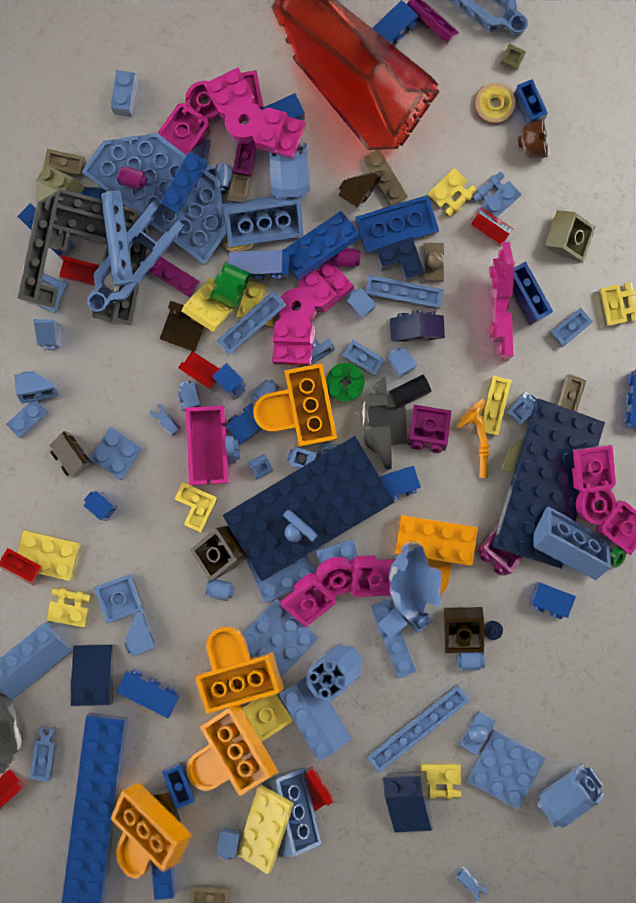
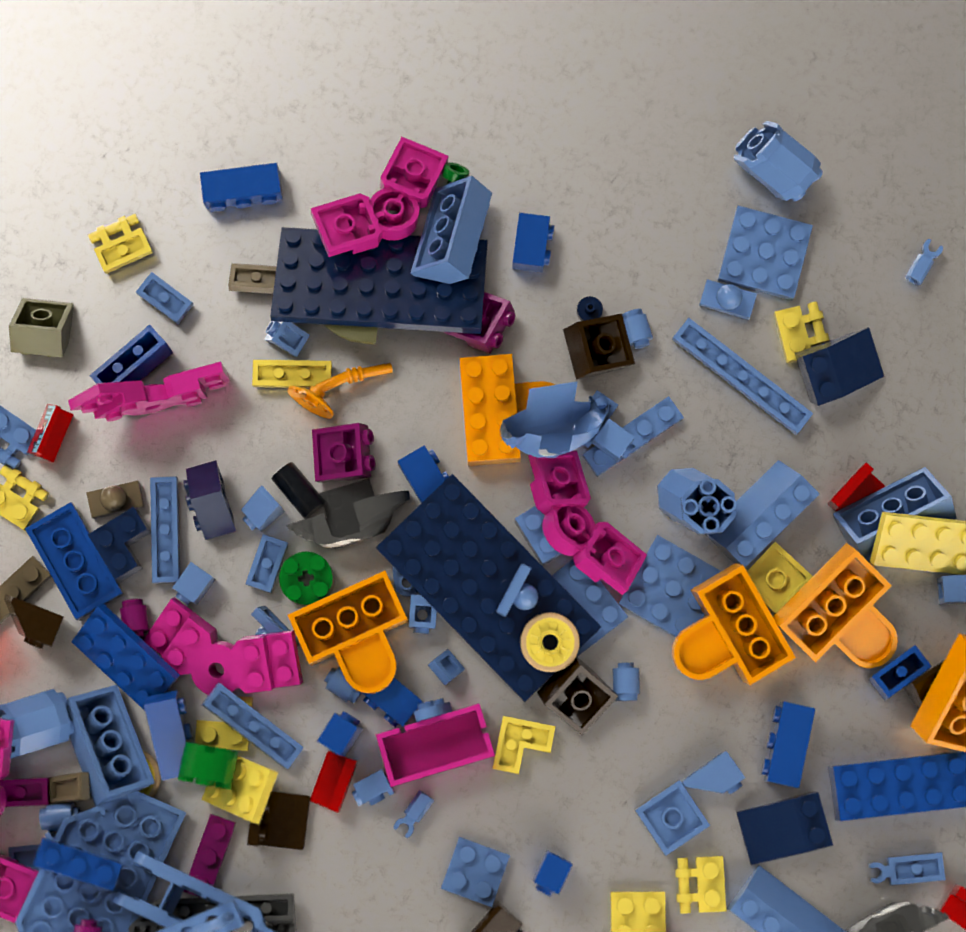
camera: 105 degrees left, 5 degrees down
(267, 533) = (567, 639): none -> light yellow wheel

